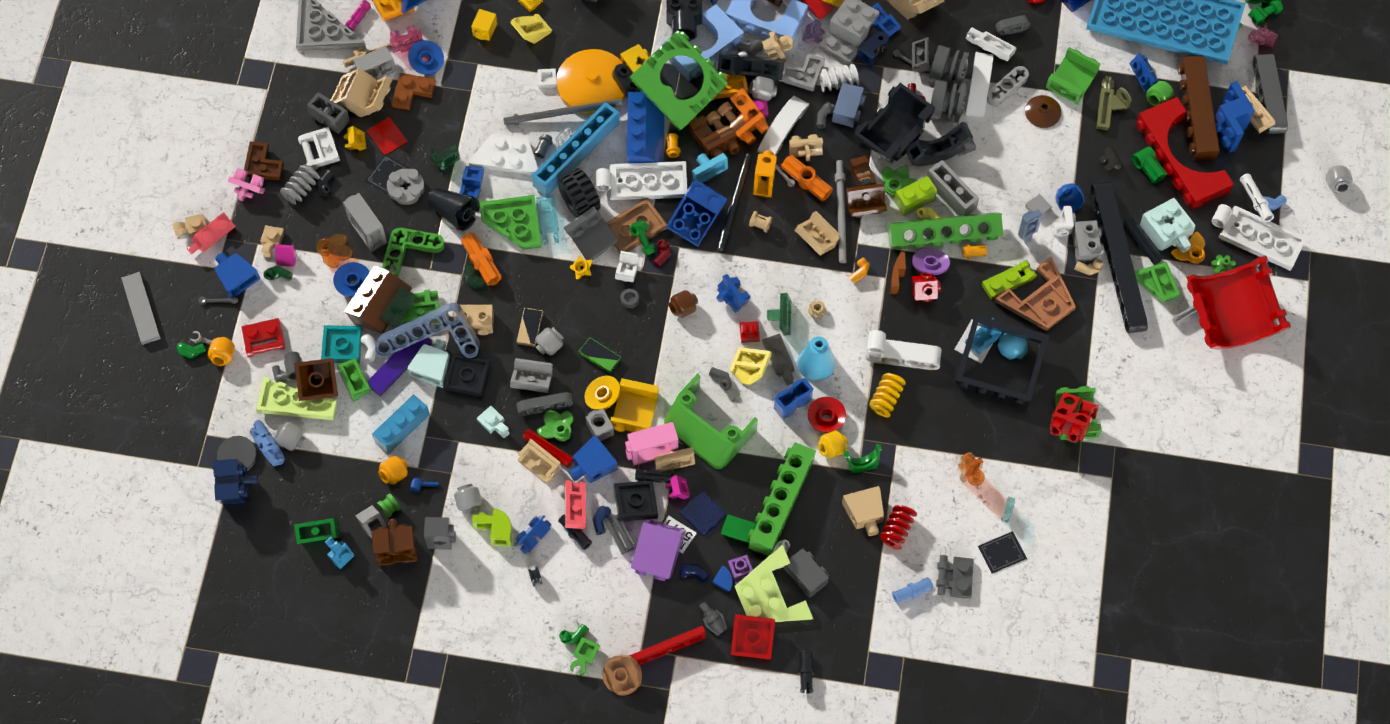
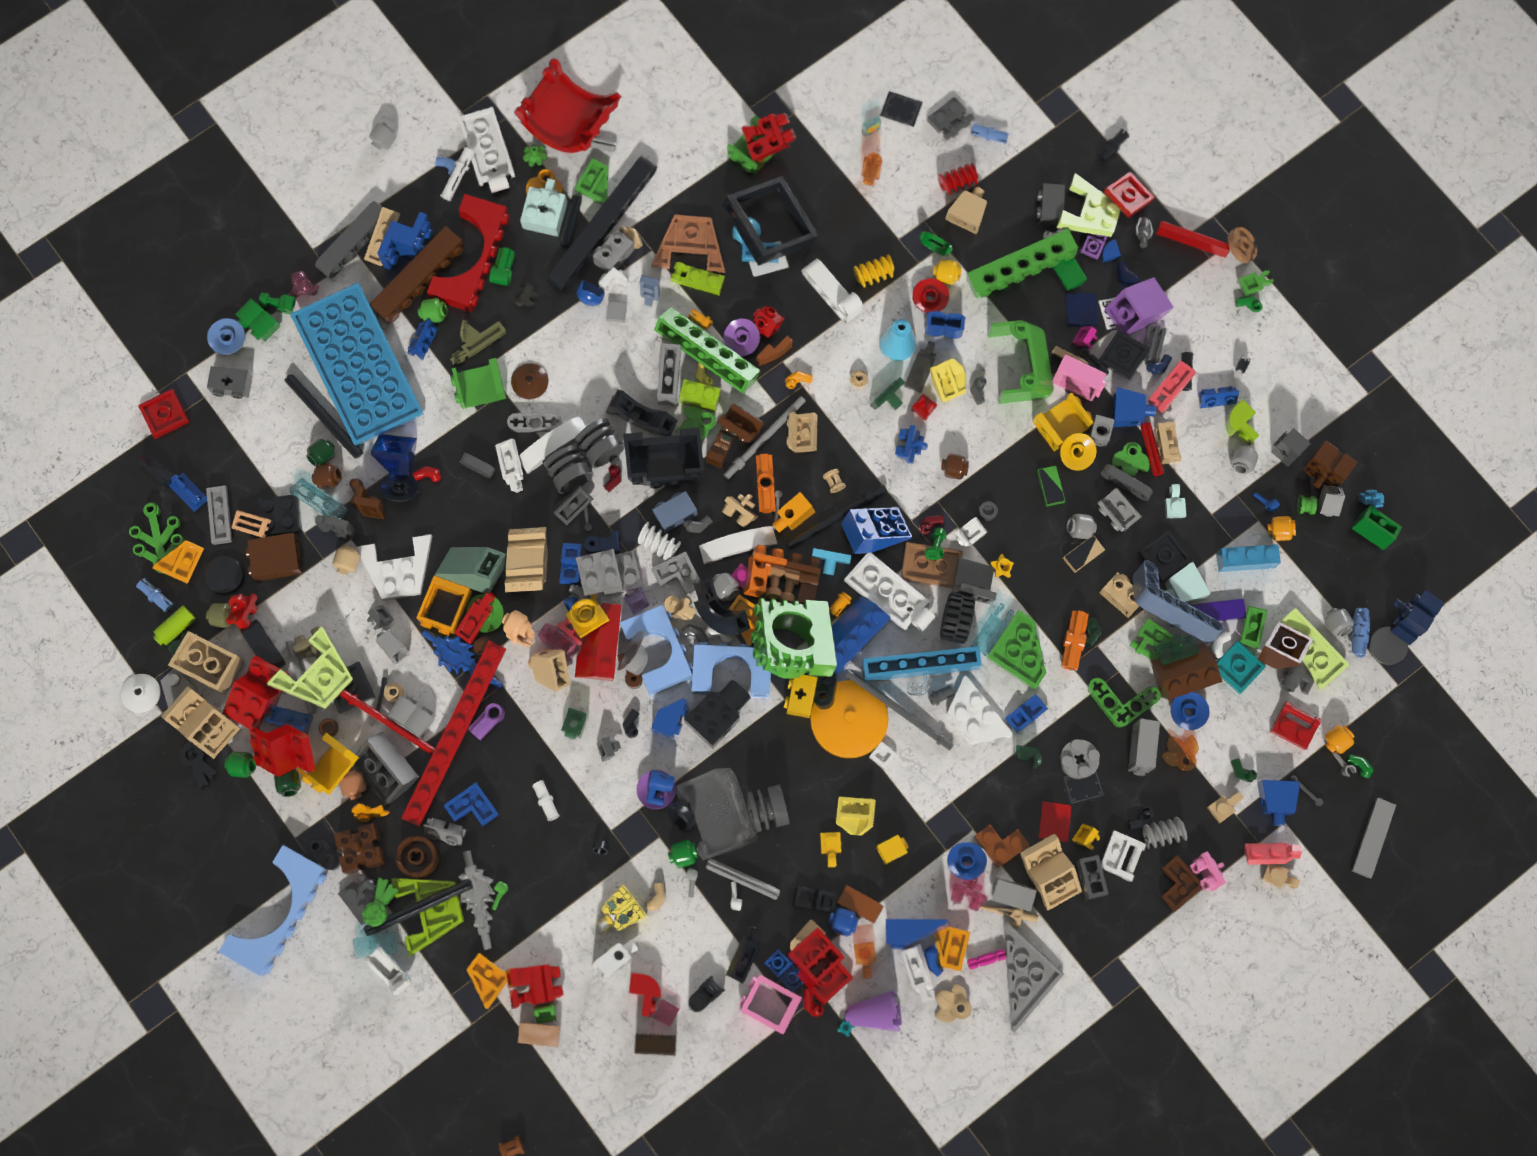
camera: 140 degrees left, 10 degrees up
(285, 255) = (1224, 781): dark pink slope -> none
(454, 207) = (1061, 702): black cone -> none

